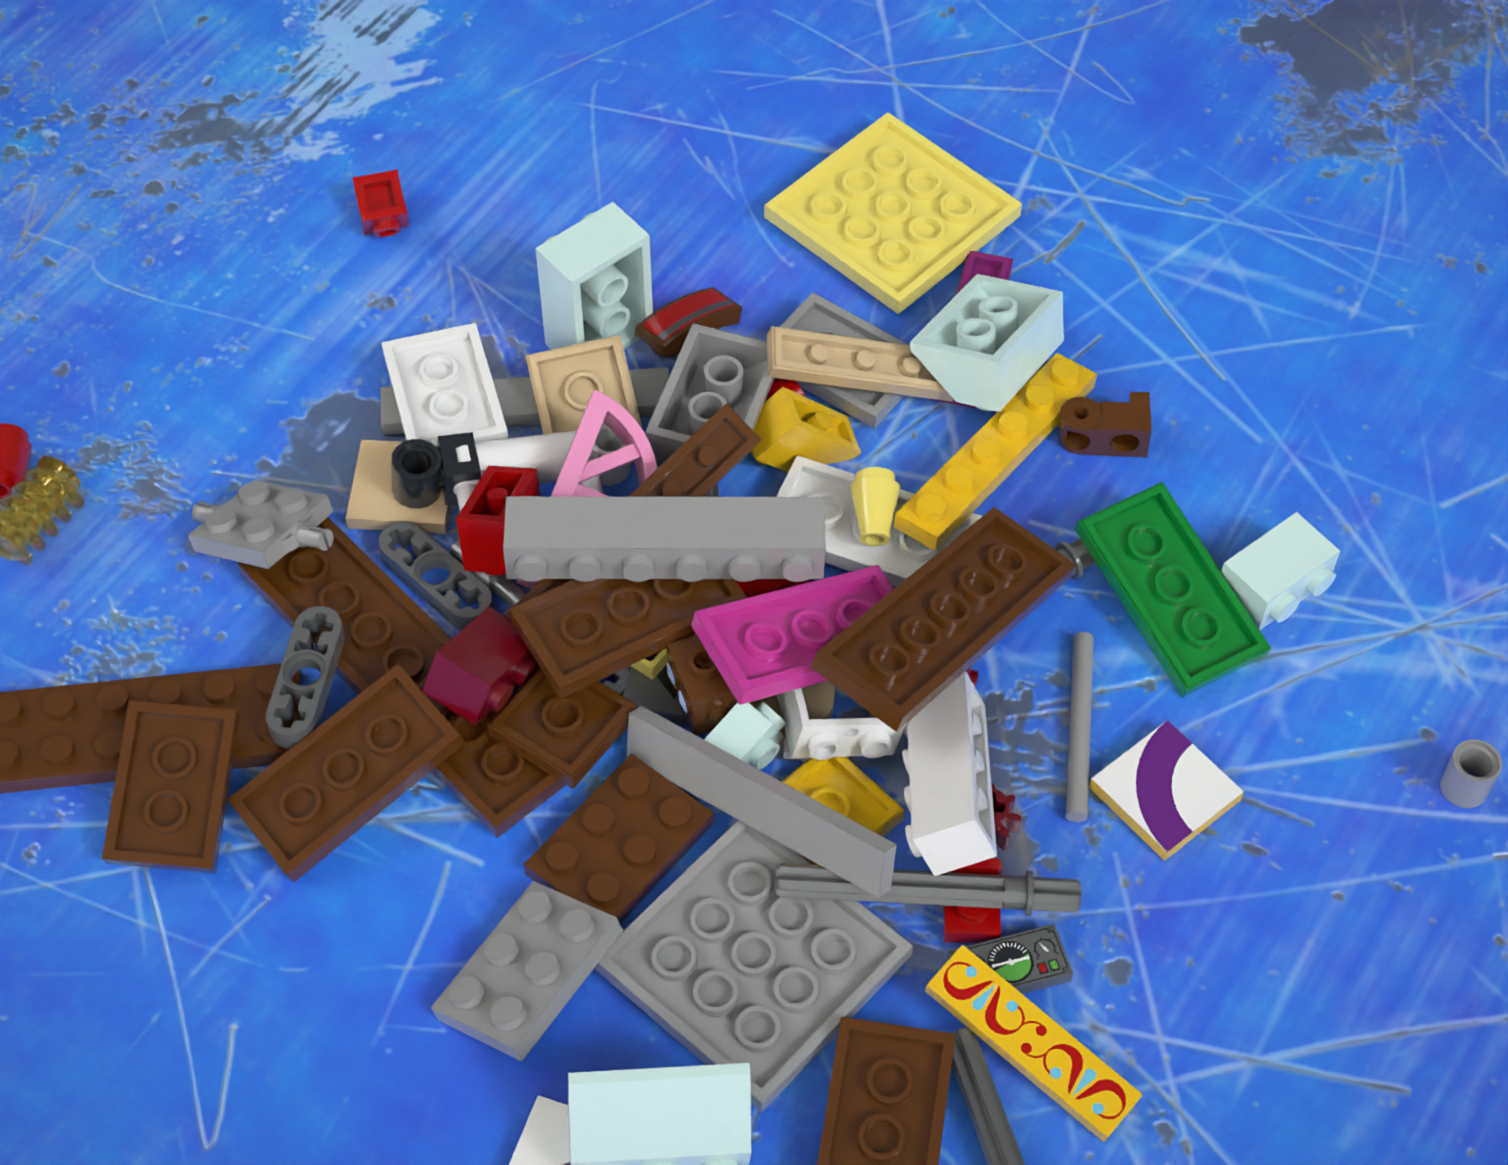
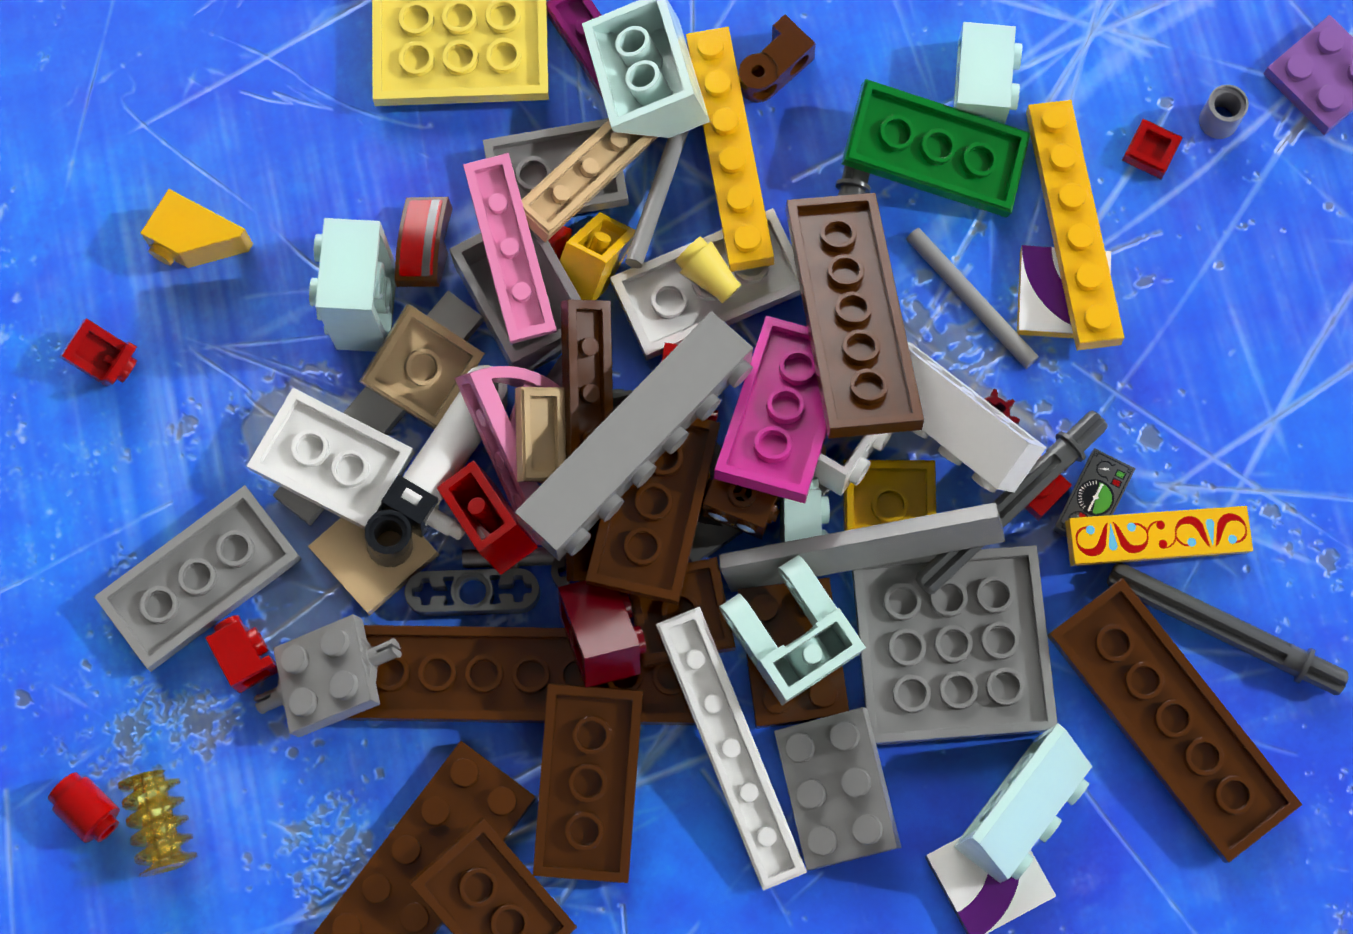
camera: 45 degrees left, 20 degrees up
(225, 461) = (240, 653): none -> red brick
(264, 393) = (197, 578): none -> light grey plate
(301, 655) = (458, 728): dark grey beam -> none
(478, 854) = (731, 748): none -> white tile
(533, 184) = (191, 233): none -> yellow slope
(612, 473) = (539, 432): none -> tan tile
(619, 831) = (811, 656): none -> light aqua brick
(722, 335) = (509, 248): none -> bright pink window
(902, 434) = (655, 200): none -> light grey bar
(1228, 744) = (1074, 225): none -> yellow plate
(1373, 753) = (1152, 148): none -> red tile

